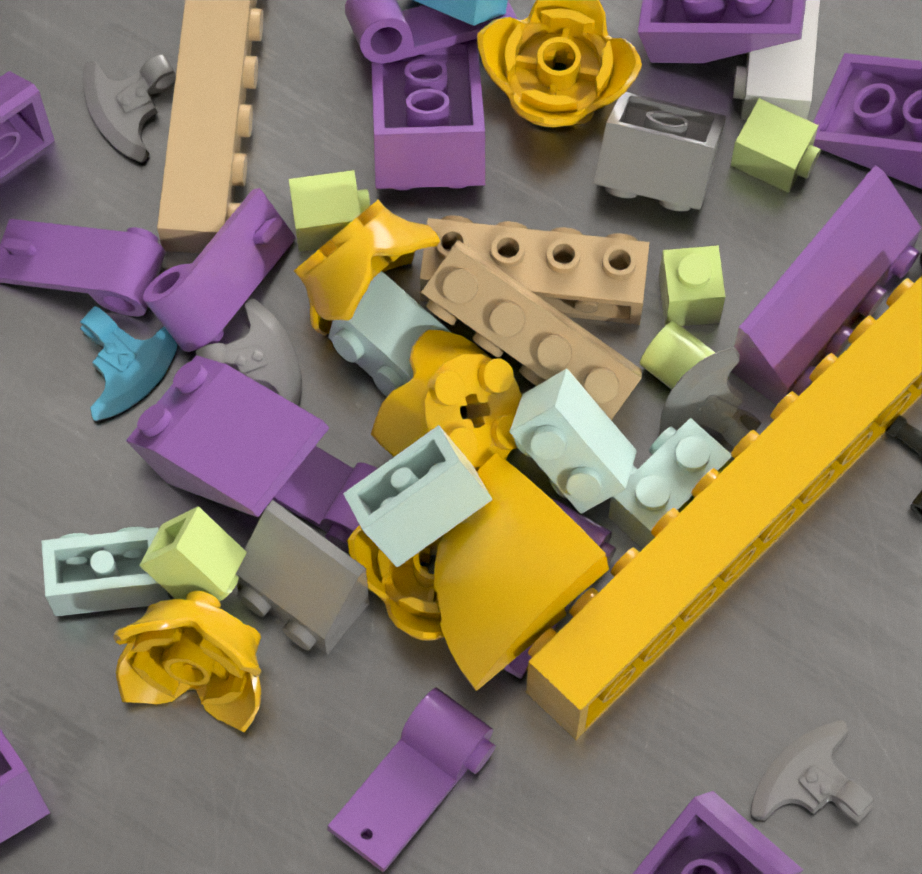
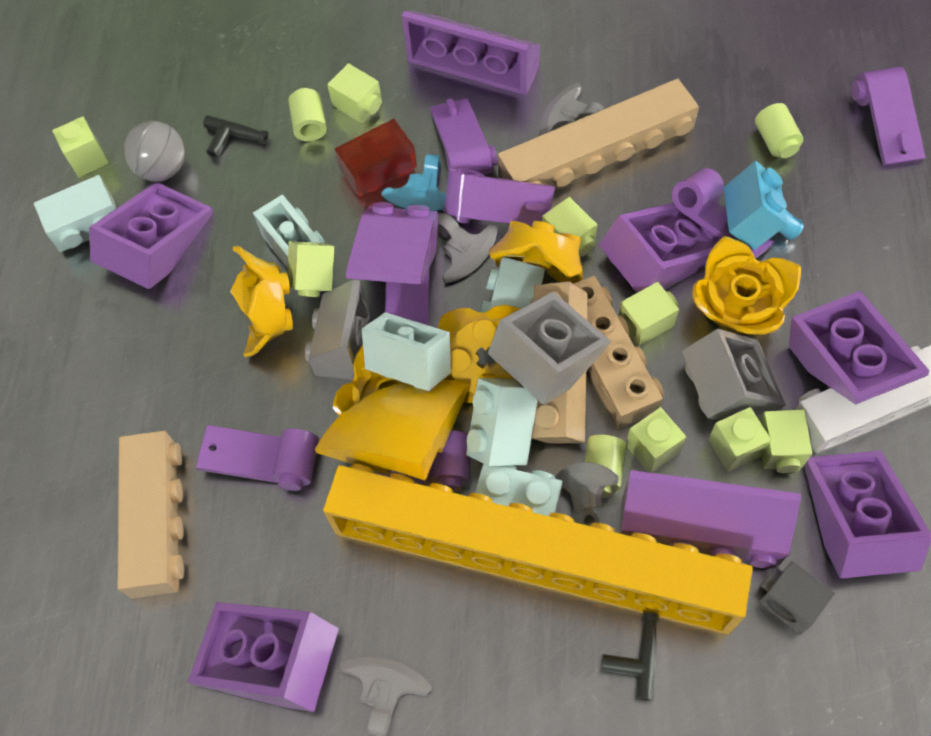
camera: 65 degrees right, 5 degrees down
(45, 390) = (376, 157): none -> clear red brick
(513, 186) = (649, 313): none -> yellowish green brick
(532, 322) = (547, 346): none -> light grey slope
(747, 193) = (739, 439): none -> yellowish green brick

